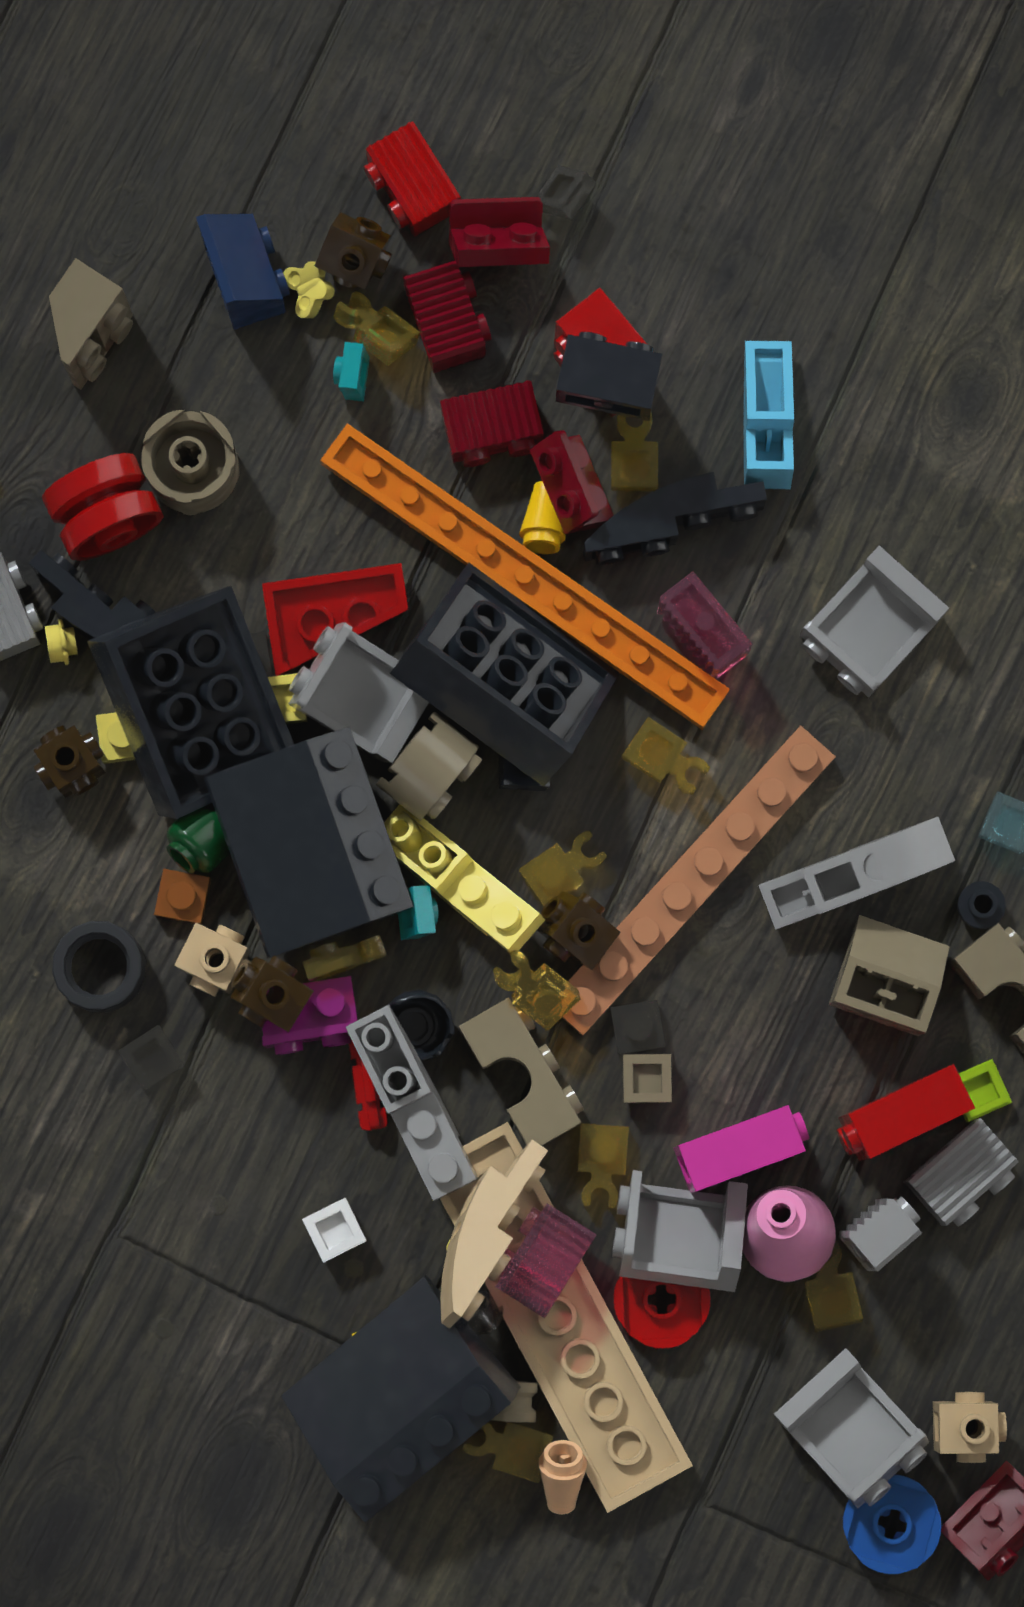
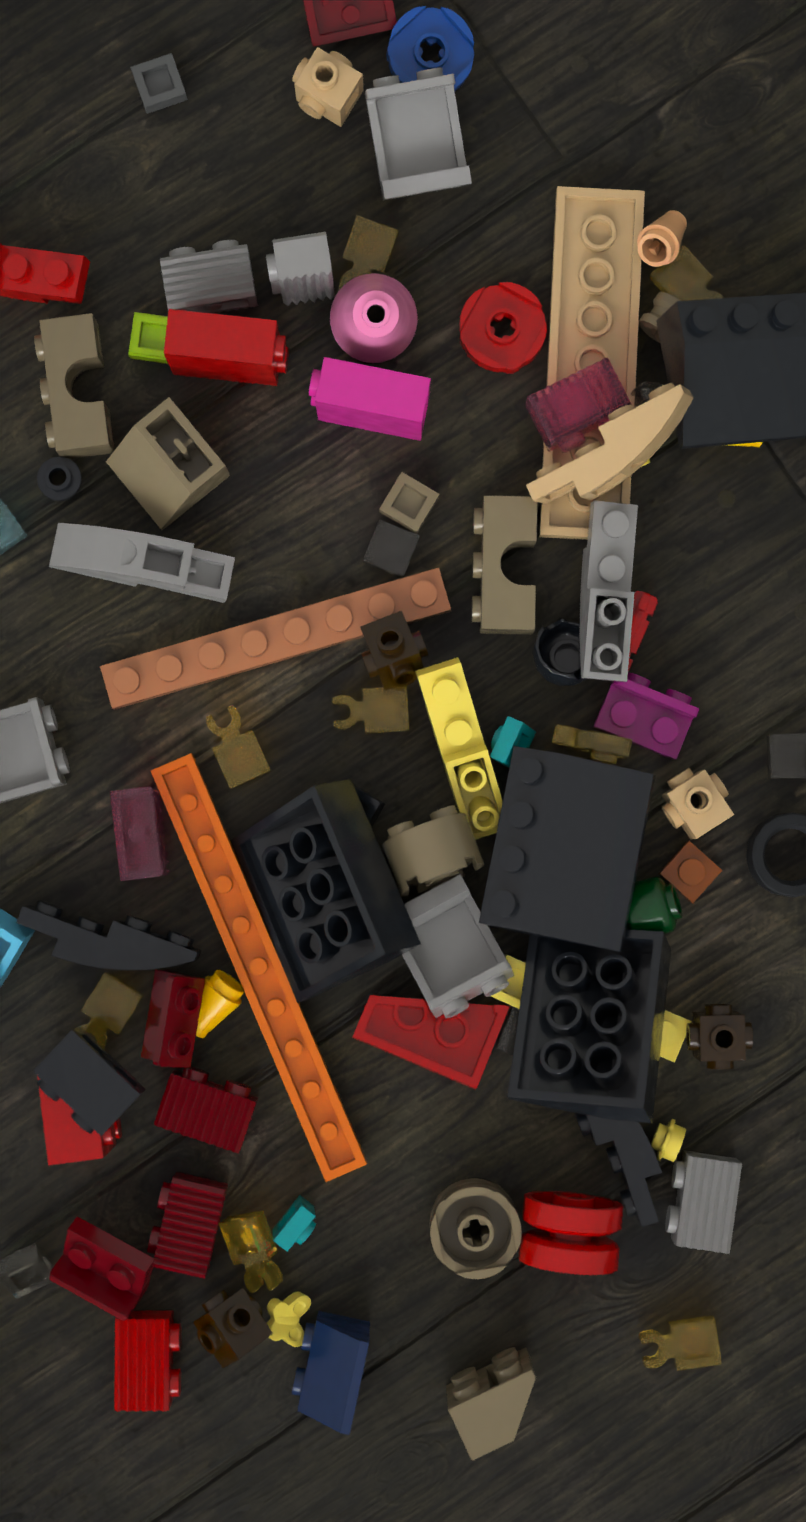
camera: 150 degrees left, 5 degrees up
(285, 994) = (671, 744): dark brown brick -> none
(334, 1230) = (726, 534): white plate -> none
(538, 994) = (456, 616): clear yellow plate -> none
(602, 1154) = (479, 465): clear yellow plate -> none
(681, 1234) = (463, 359): light grey panel -> none

